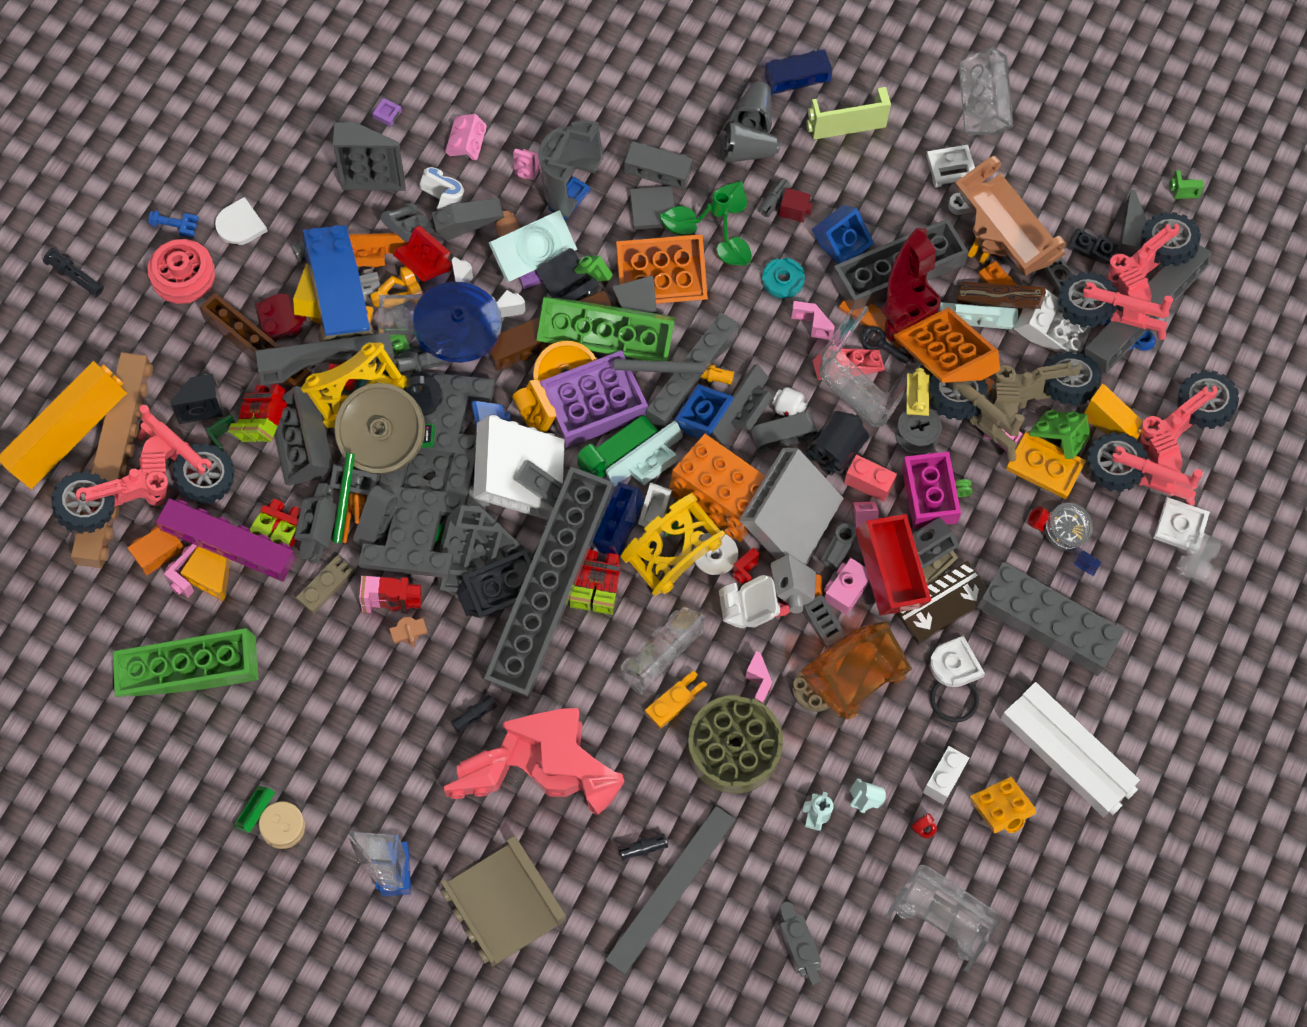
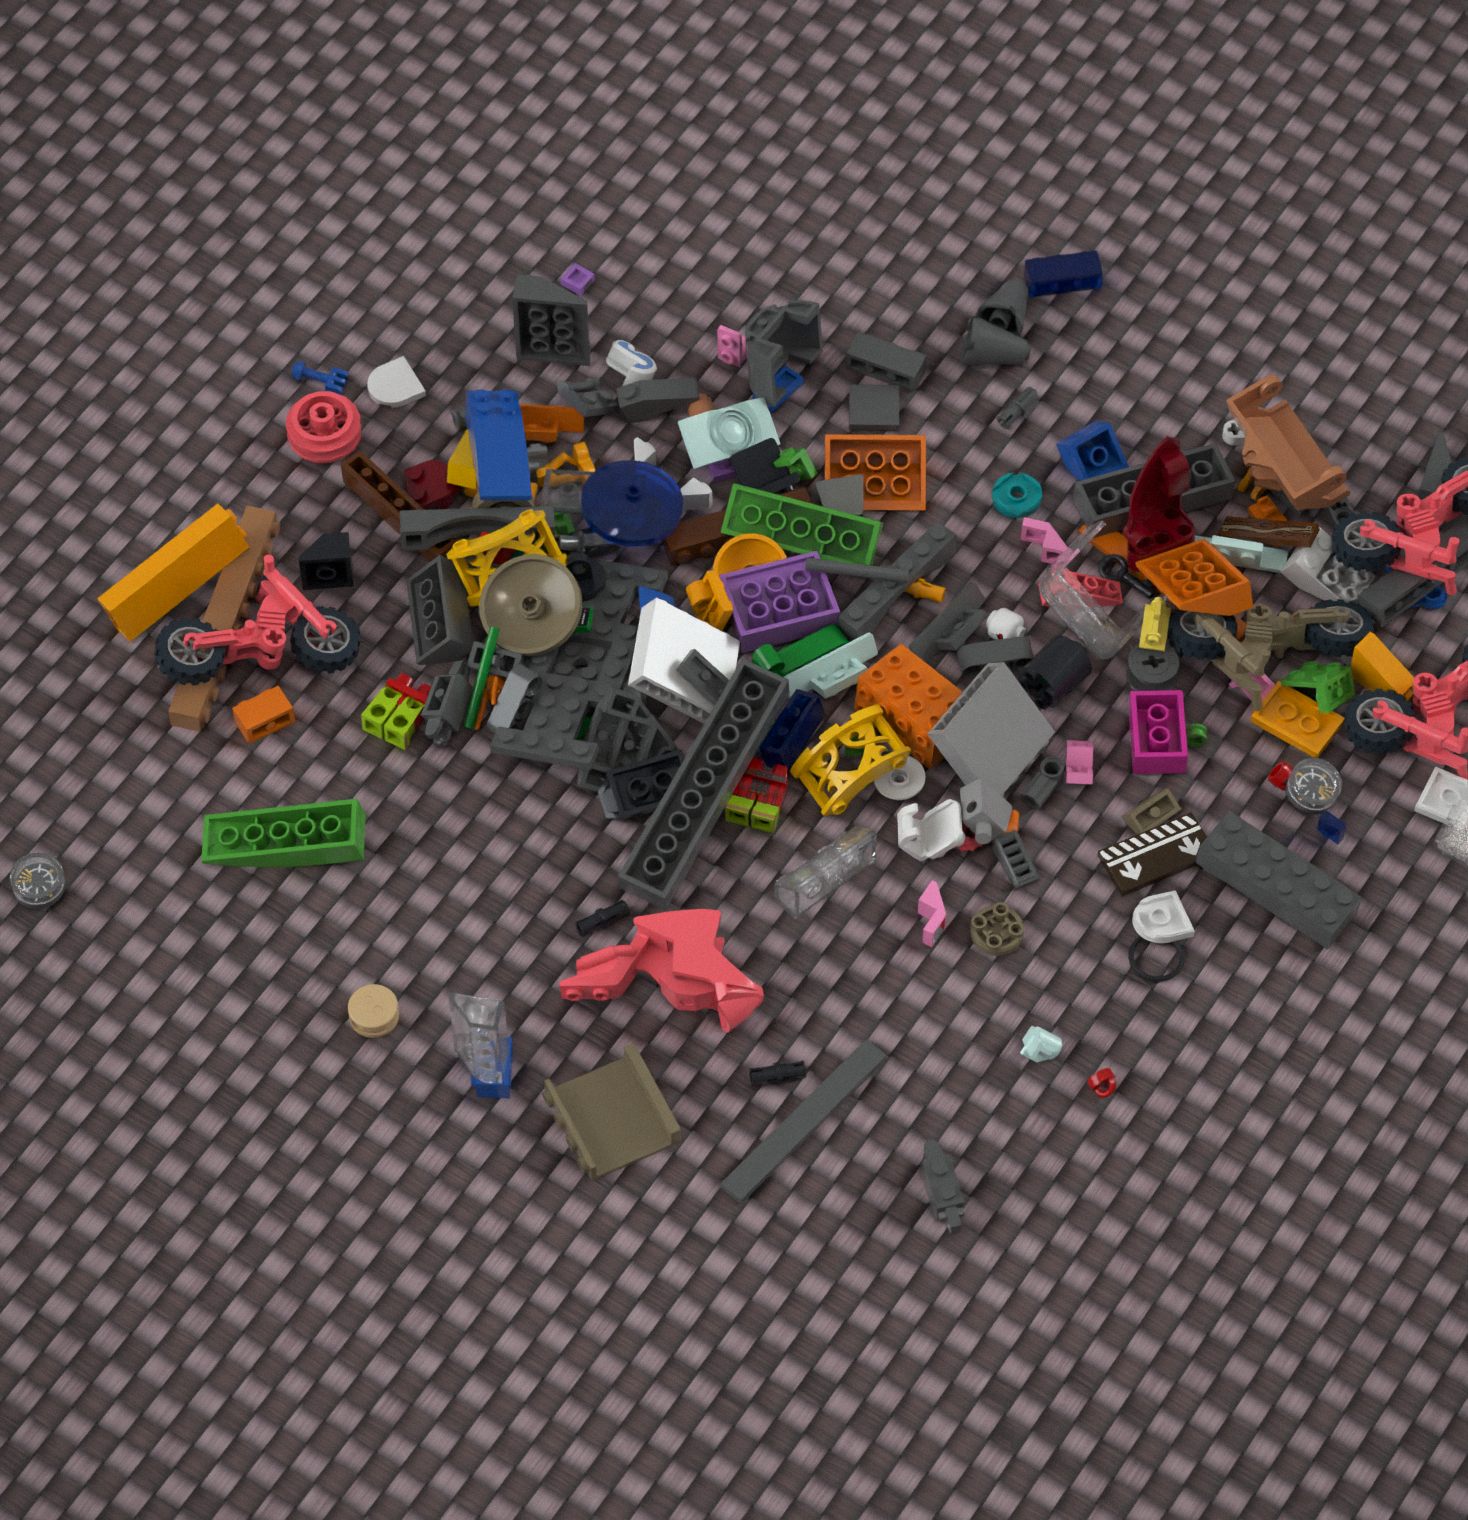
camera: 10 degrees right, 10 degrees down
(66, 267) = (193, 413): black pin -> none
(173, 573) = (283, 738): bright pink bracket -> none
(208, 572) = (322, 736): light orange slope -> none
(218, 428) = (349, 596): dark green bracket -> none
(226, 539) = (344, 707): magenta brick -> none
(254, 809) = (343, 991): green tile -> none
(259, 414) = (395, 584): hips -> none
(325, 585) = (449, 770): dark tan hinge -> none
(389, 594) = (521, 783): hips -> none
(408, 631) = (538, 824): nougat piece -> none
(424, 255) = (603, 432): red bracket -> none
(466, 136) = (666, 312): bright pink bracket -> none
(656, 503) = (837, 711): white slope -> none
(674, 701) = (833, 927): light orange hinge -> none
(703, 411) = (902, 623): blue slope -> none
(728, 198) = (964, 404): green plant -> none
(730, 767) = (895, 975): olive brick -> none
(744, 564) = (932, 792): red bracket -> none
(795, 205) = (1041, 417): dark red brick -> none
(818, 810) = (982, 1055): light aqua piece -> none
(847, 587) = (1048, 825): bright pink brick -> none
(849, 119) = (1115, 328): yellowish green panel -> none
(857, 668) = (1047, 909): clear orange windscreen -> none
(870, 478) = (1089, 714): coral brick -> none
(893, 564) = (1100, 801): red piece -> none
(934, 542) = (1148, 786): dark grey brick -> none
(946, 775) = (1134, 1031): white brick -> none
(947, 160) = (1225, 384): white plate -> none
(948, 910) = (1114, 1168): clear windscreen -> none
(986, 93) = (1283, 314): clear slope -> none
(1003, 806) = (1196, 1070): light orange plate -> none
(1070, 750) = (1283, 1020): white brick -> none
(1091, 247) = (1382, 490): black slope -> none

